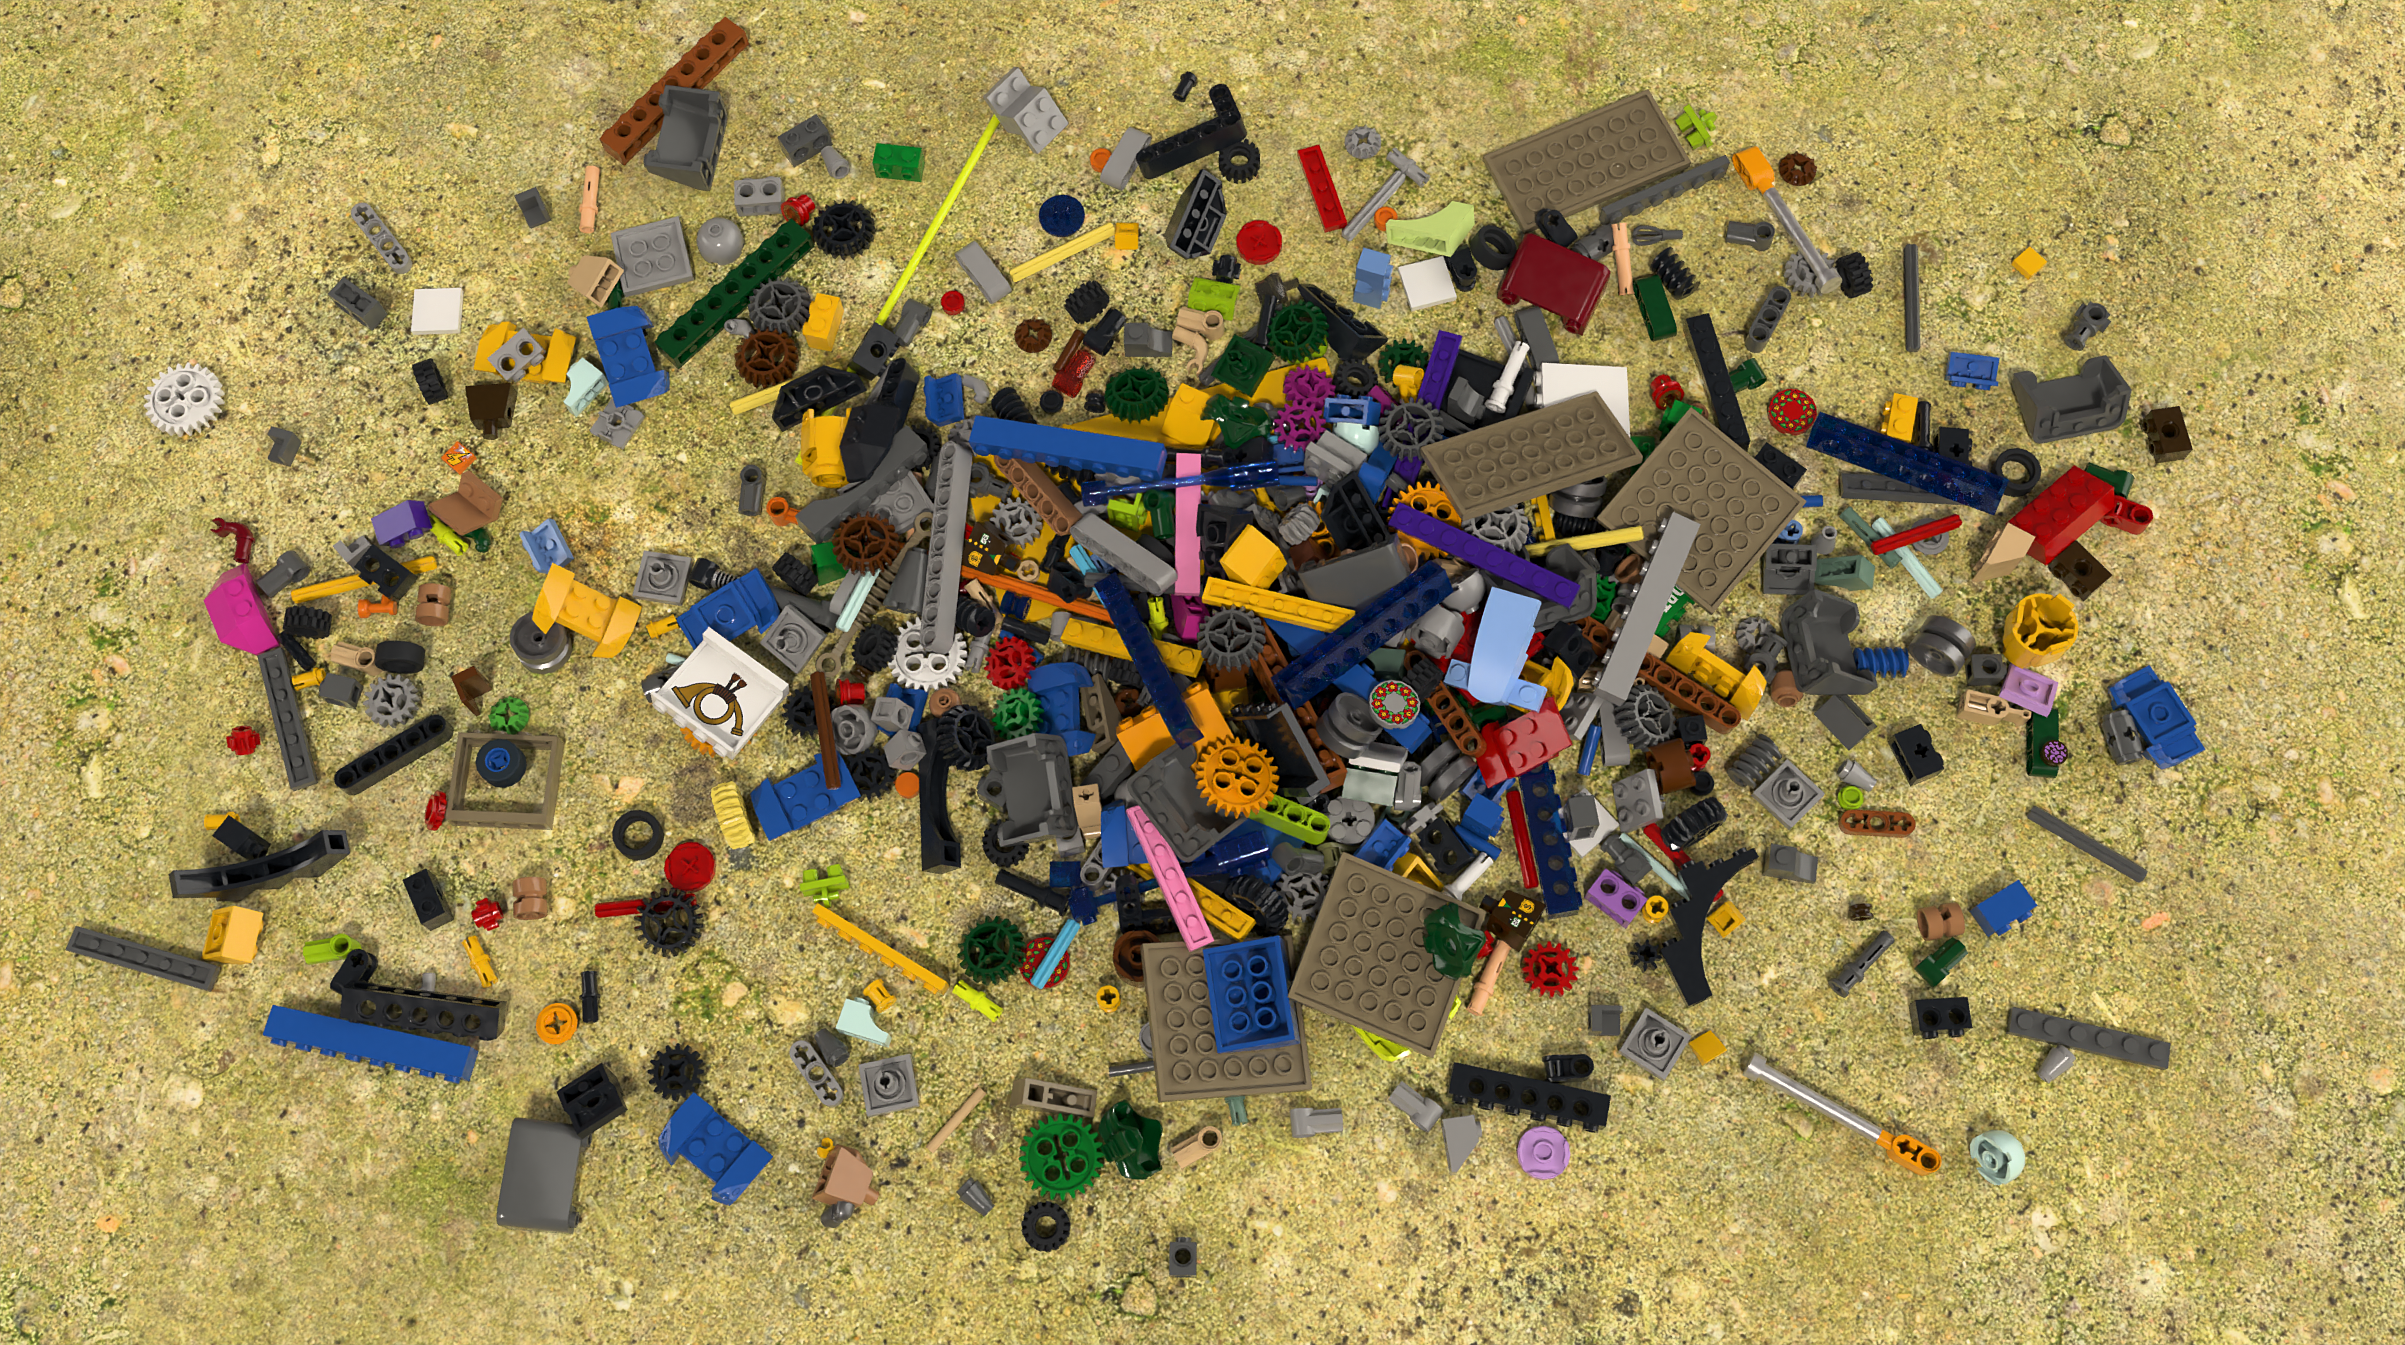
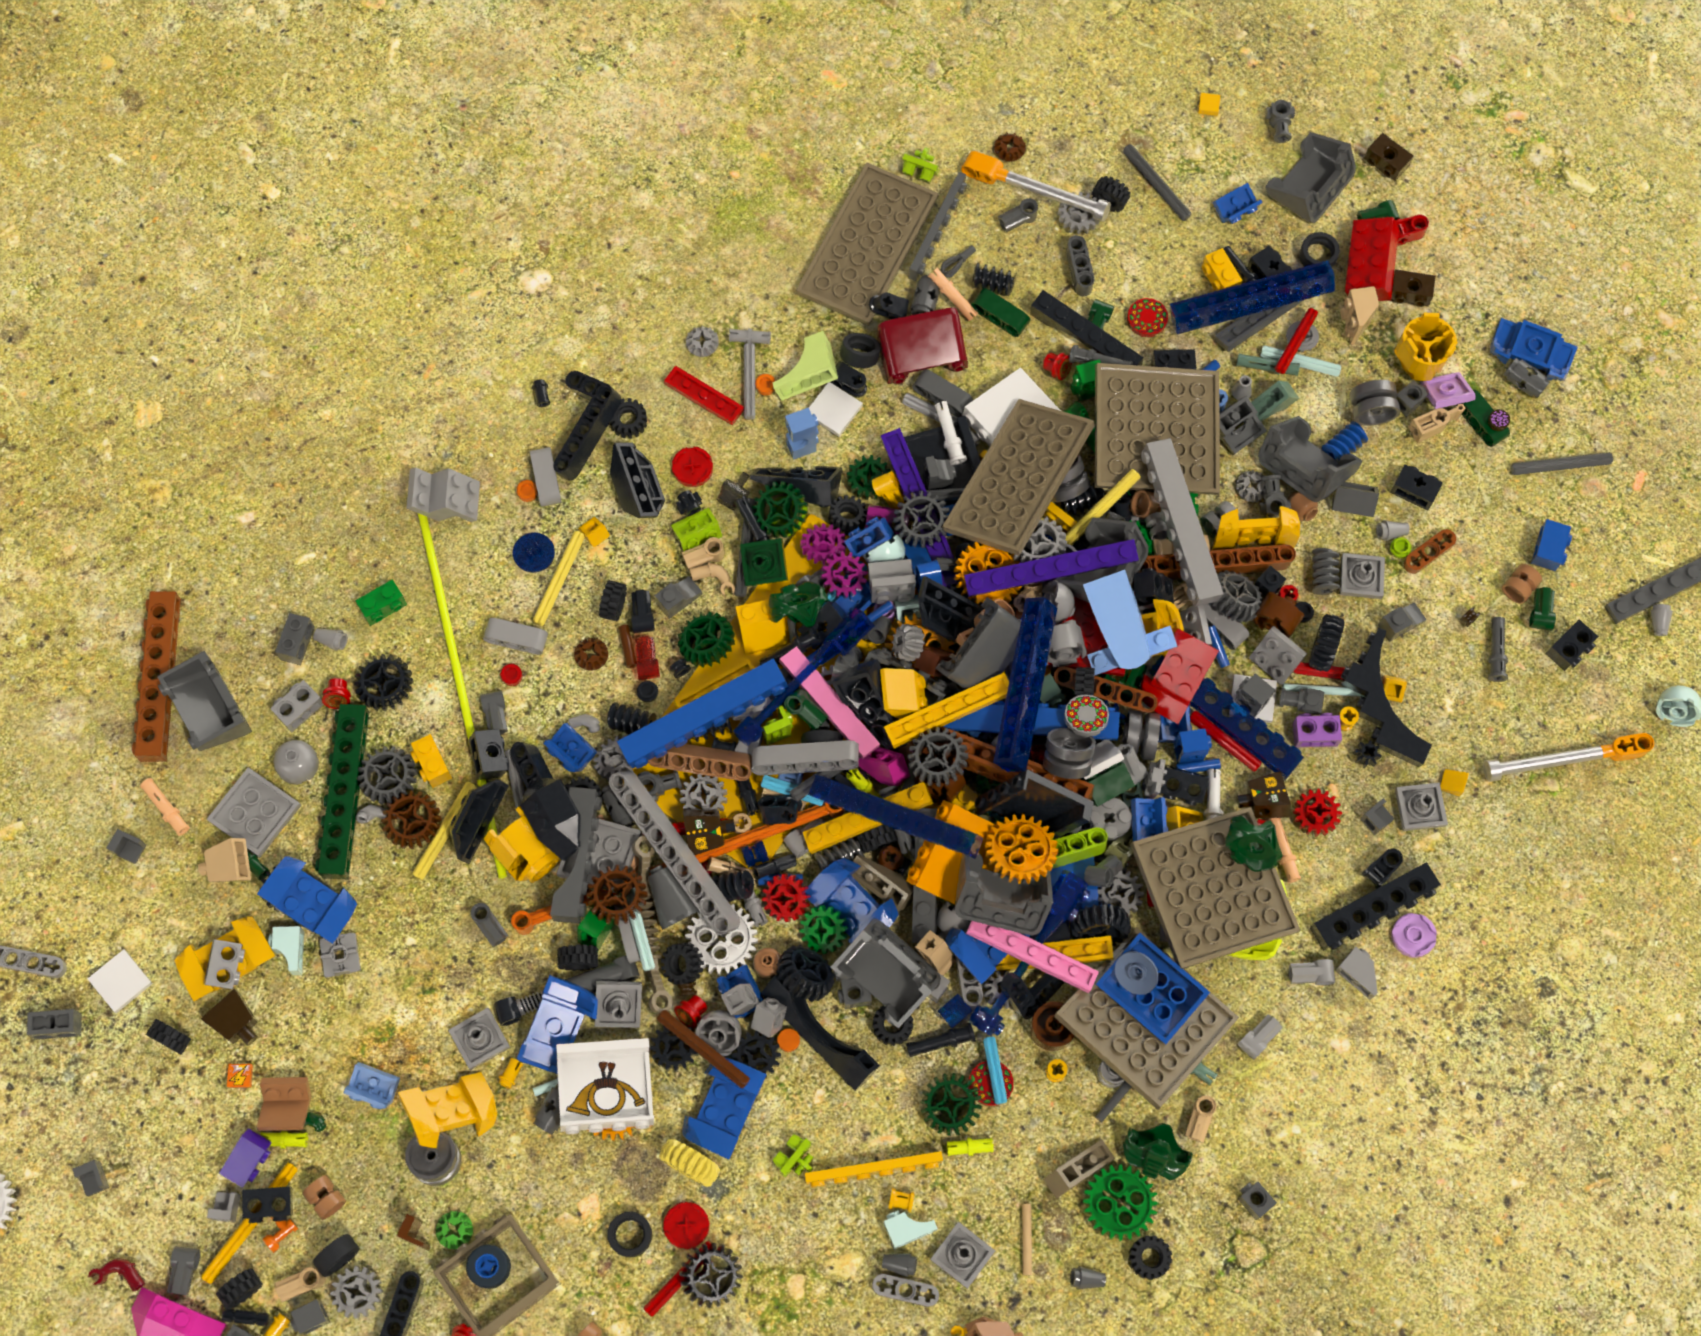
camera: 45 degrees left, 0 degrees up
(1242, 966) = (1131, 978): none -> sand blue dish
(1692, 396) = (1084, 356): none -> dark grey pin

